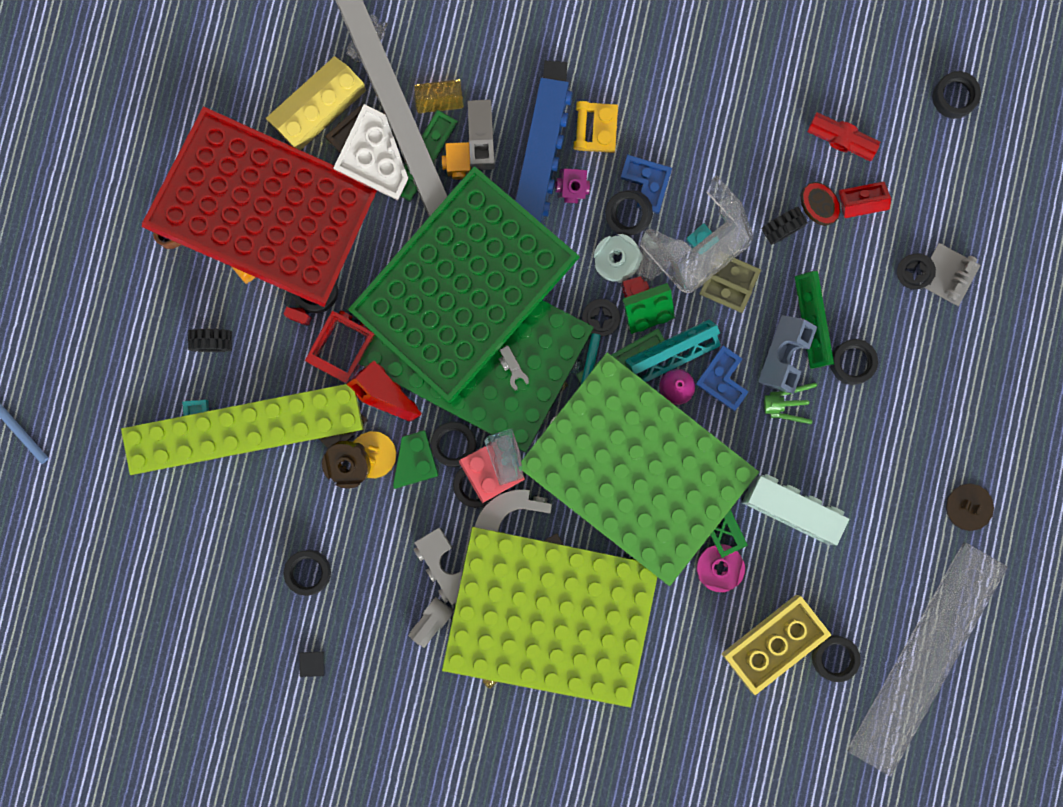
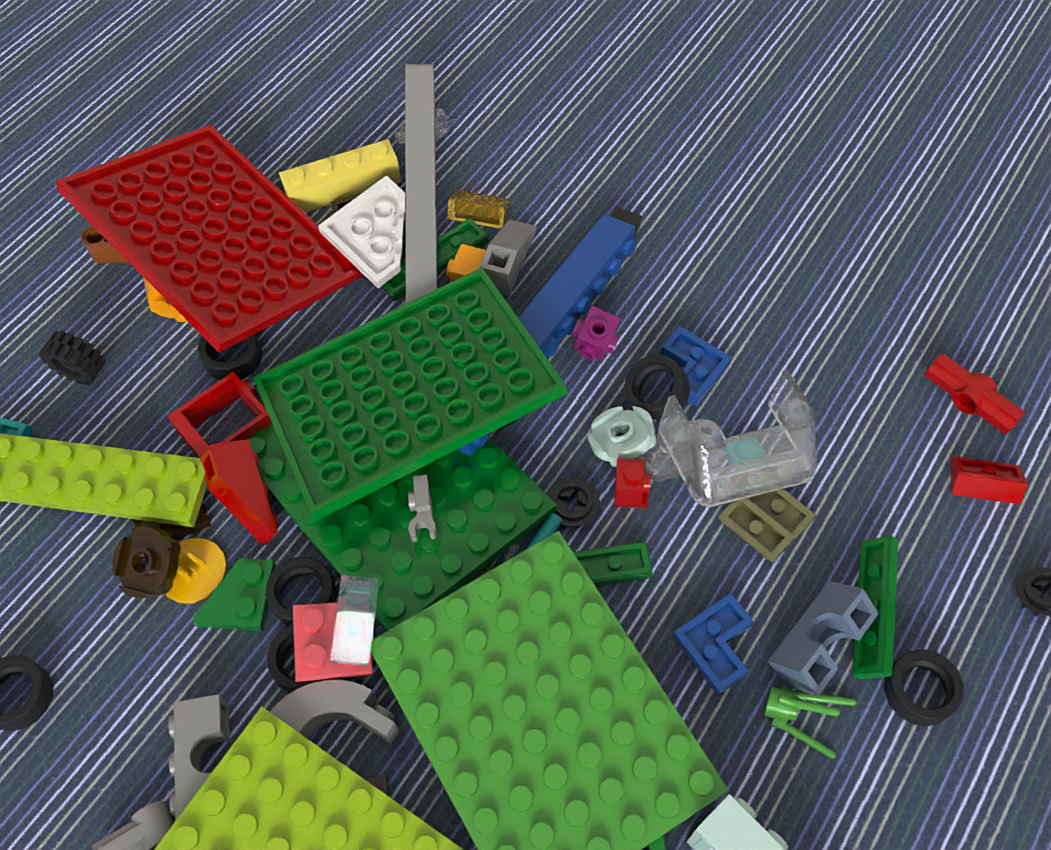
camera: 25 degrees right, 25 degrees down
(298, 315) = (192, 370): red tile -> none
(603, 127) = (660, 294): yellow plate -> none
(649, 308) = (641, 505): green plate -> none
(672, 347) = (662, 566): teal fence -> none
(677, 386) = (647, 628): dark pink helmet -> none
(784, 225) = (865, 466): black tyre -> none
(820, 203) = (922, 460): piece -> none

